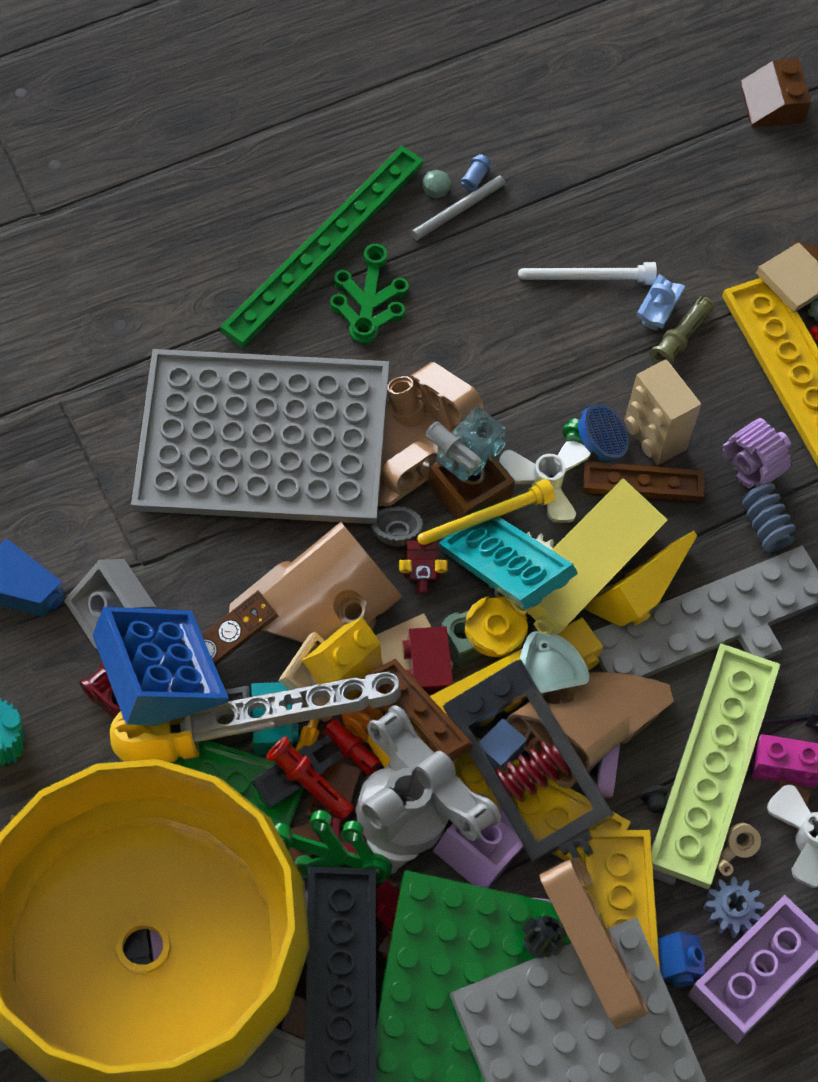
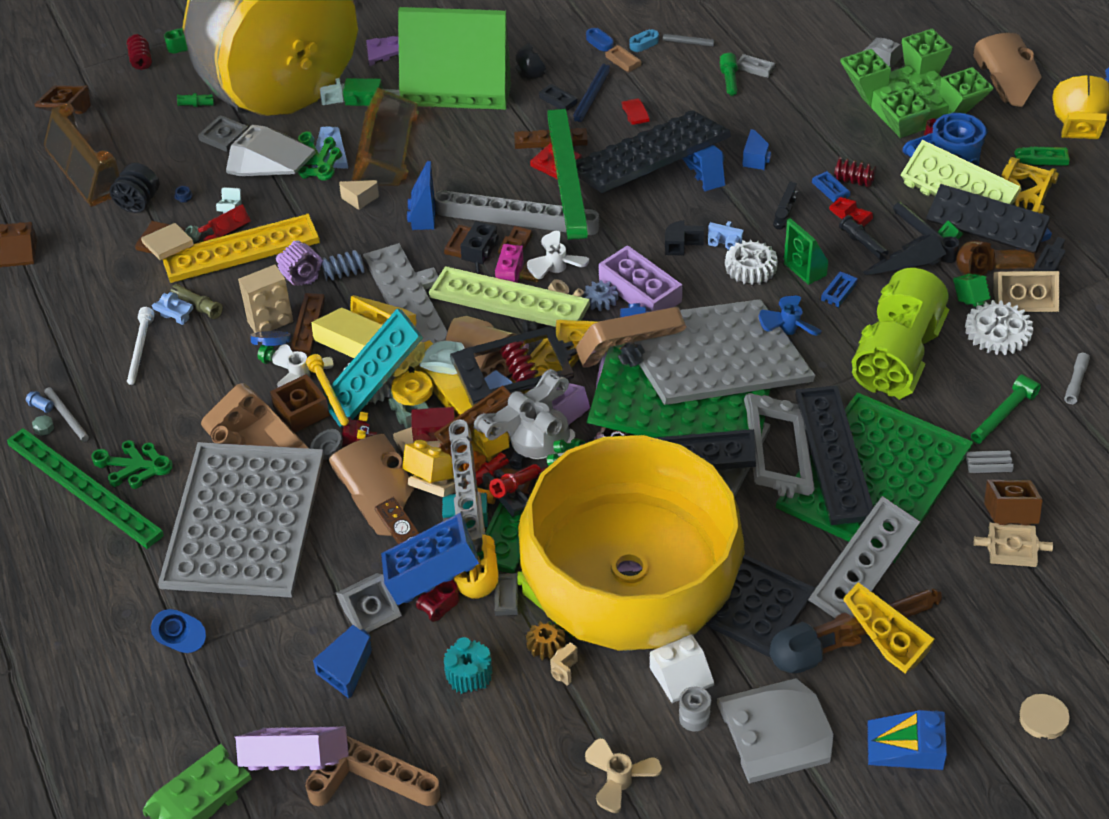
camera: 80 degrees left, 15 degrees down
(75, 379) = (178, 631): none -> blue piece
(453, 446) = (287, 386): light grey axle -> none
(474, 424) = (279, 388): clear light blue brick -> none

